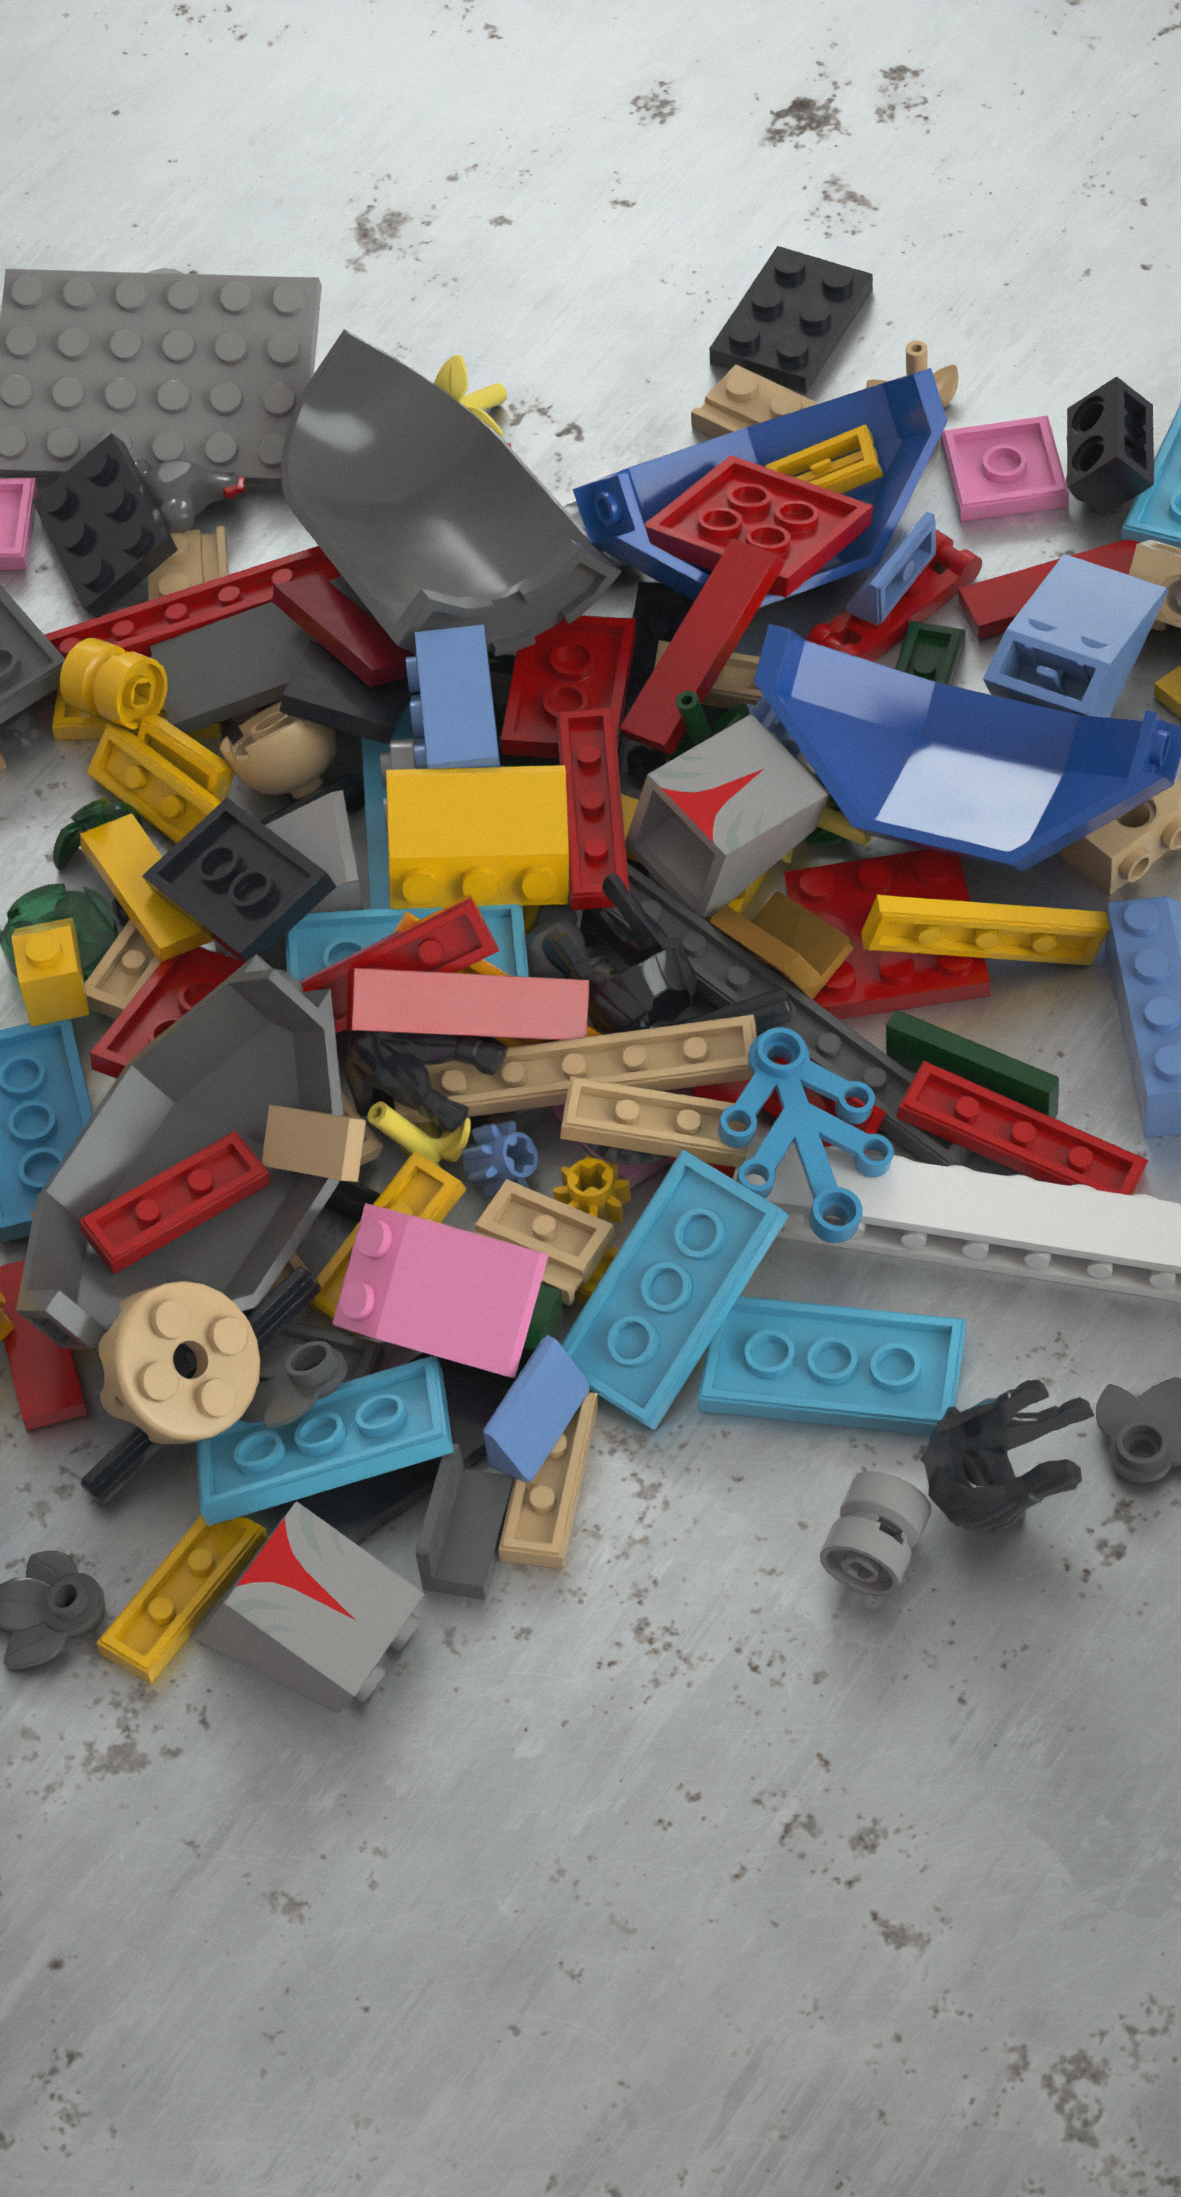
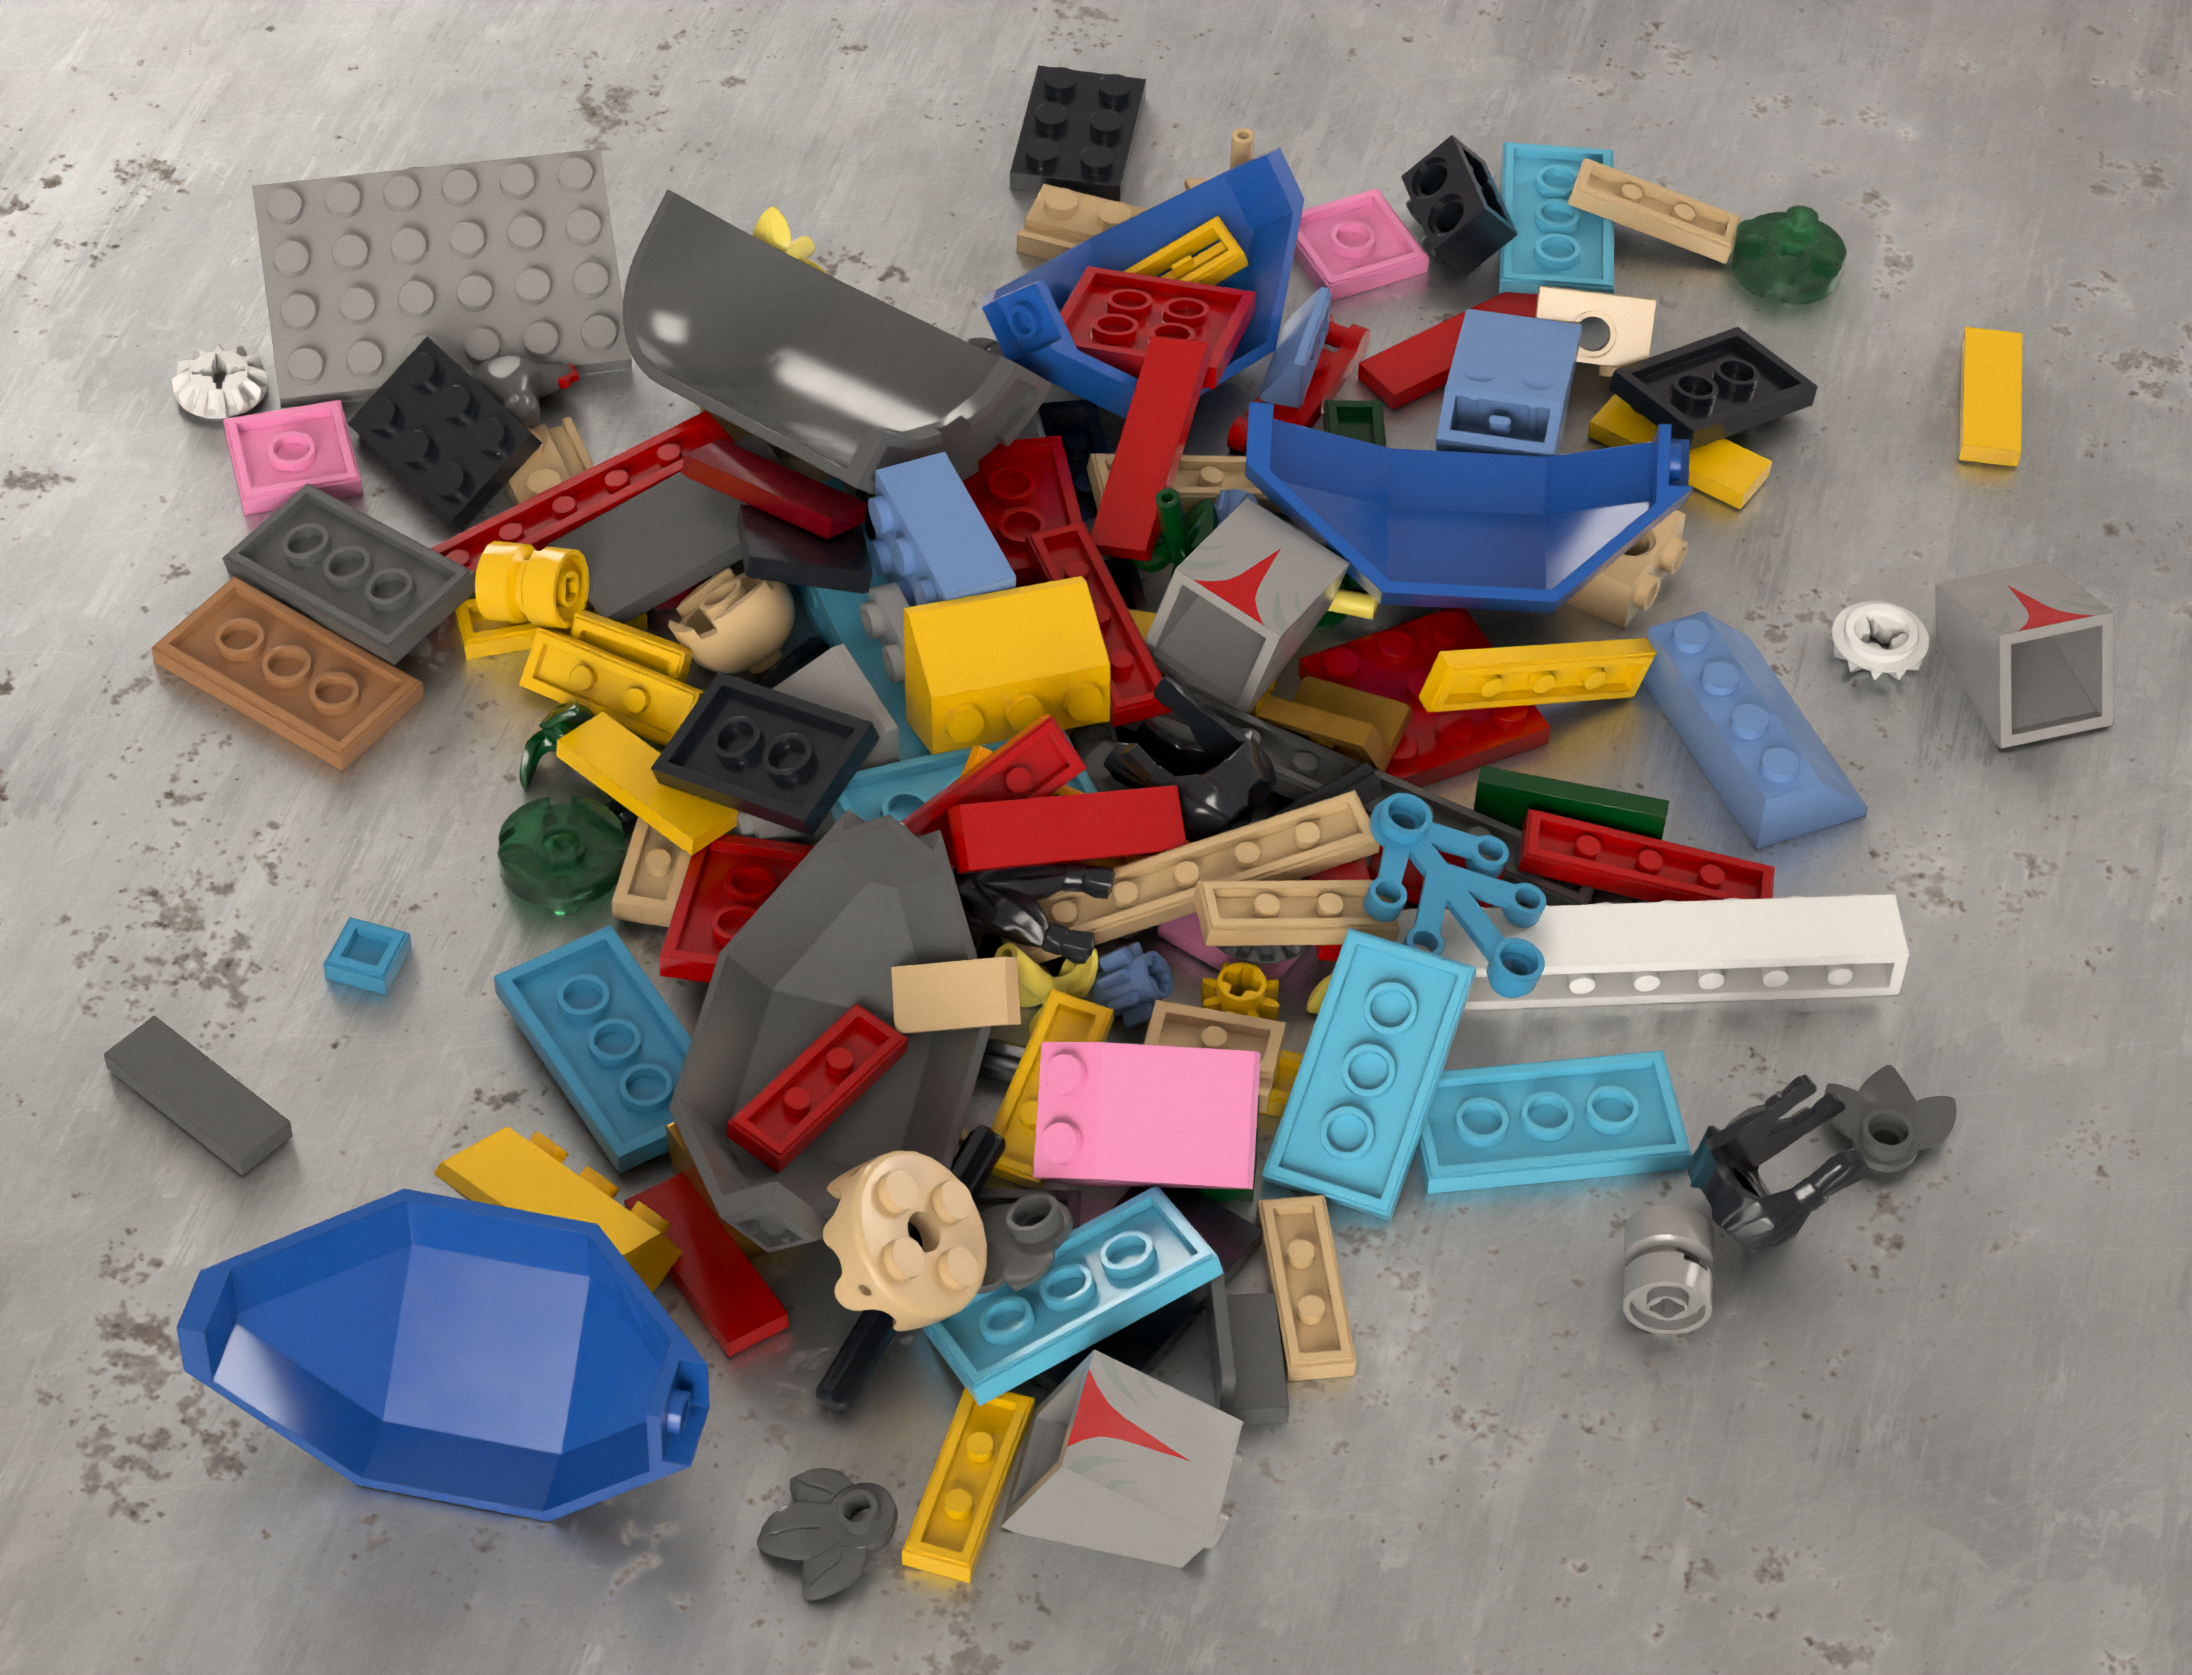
camera: 25 degrees left, 5 degrees down
(50, 971) = (582, 881): yellow slope -> none
(535, 1411) = (1279, 1223): medium blue slope -> none

